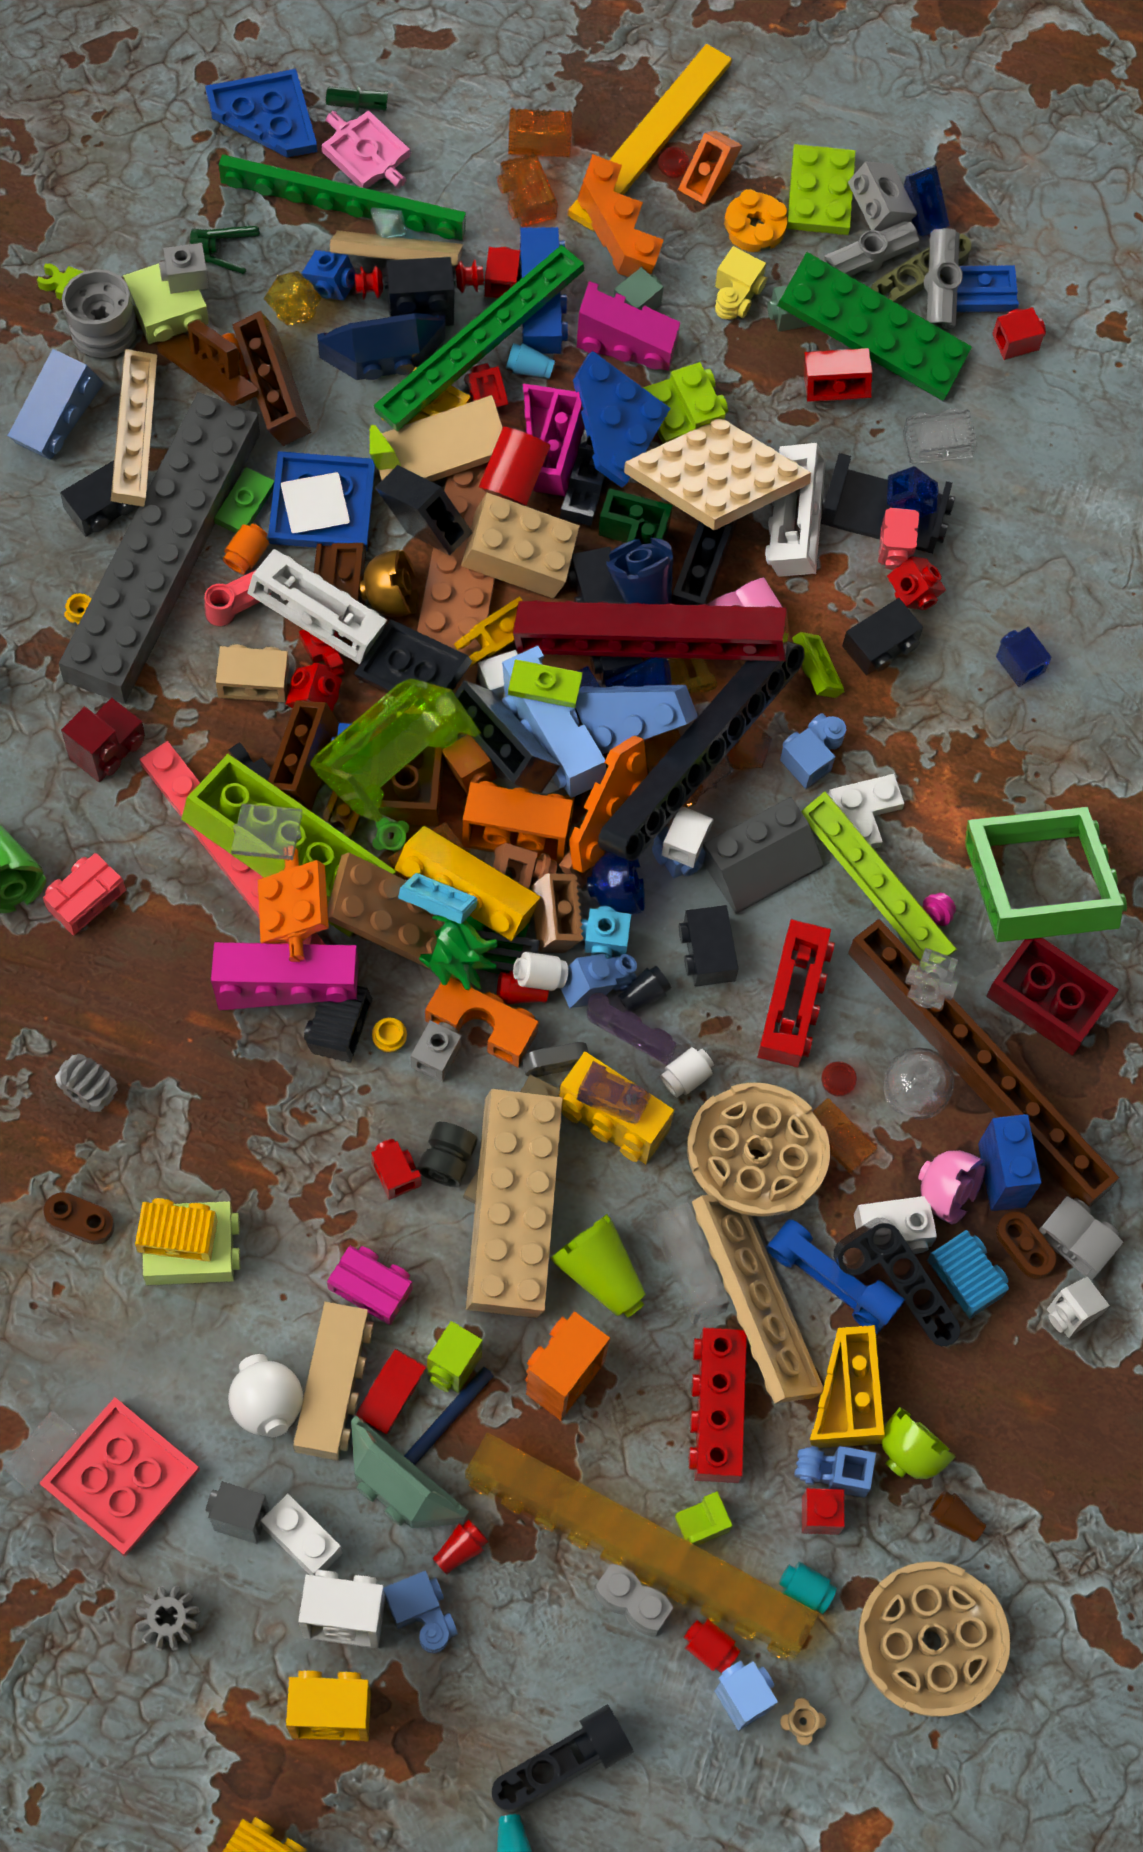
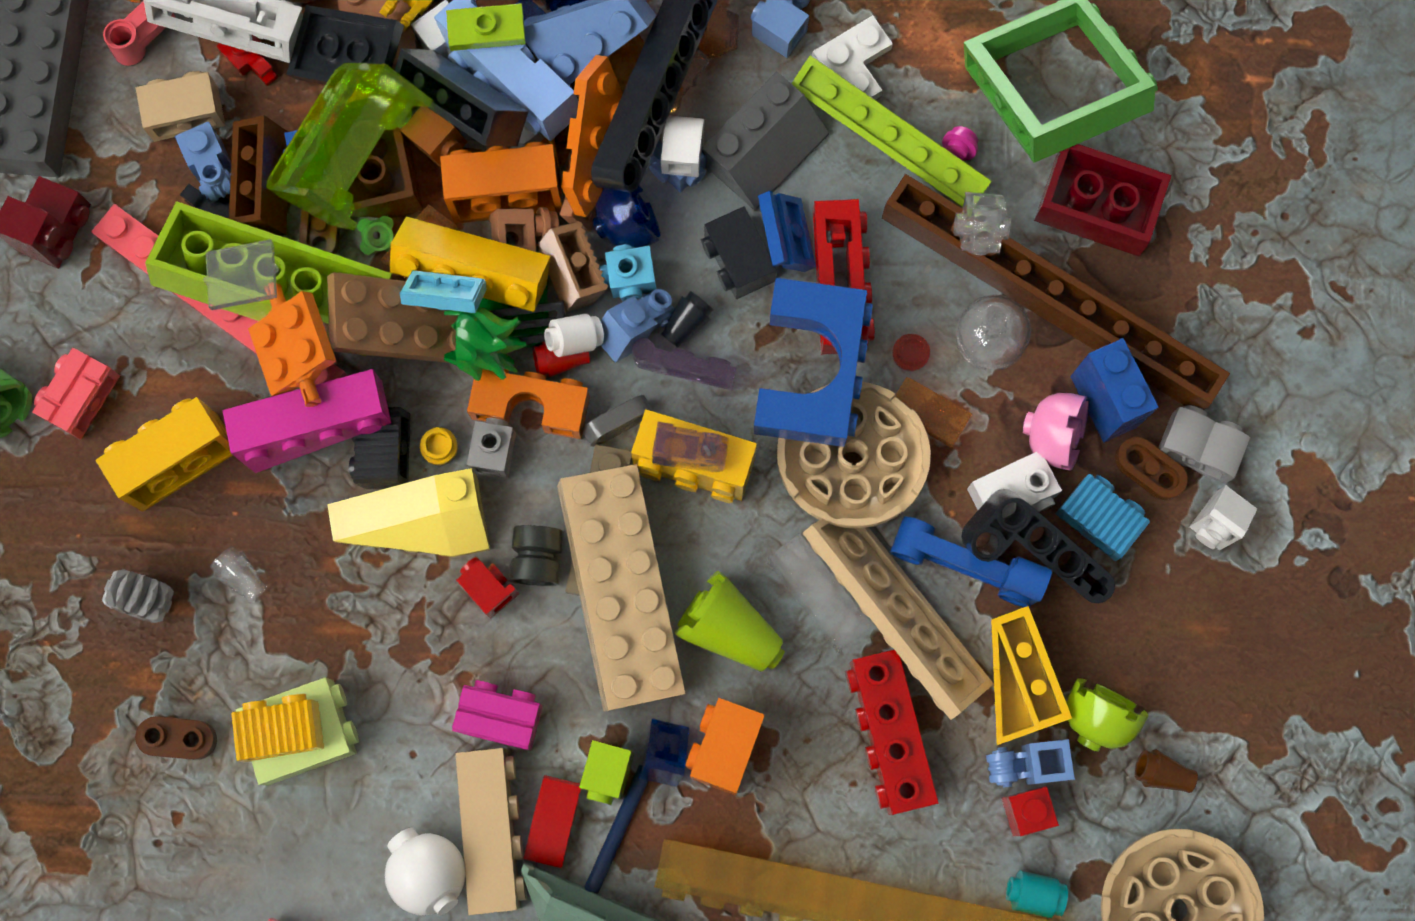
camera: 10 degrees left, 10 degrees up
(151, 968) = (166, 454): none -> yellow brick
(178, 1092) = (238, 574): none -> clear cone
(262, 727) = (207, 160): none -> medium blue brick
(314, 684) = (248, 99): red brick -> none
(358, 1090) = (424, 515): none -> light yellow wedge
(508, 1362) = (665, 753): none -> clear blue slope
(687, 1072) = (747, 392): white brick -> none
(704, 1520) = (911, 858): lime panel -> none
(744, 1104) = (838, 317): none -> blue arch
(758, 939) = (786, 231): none -> blue plate

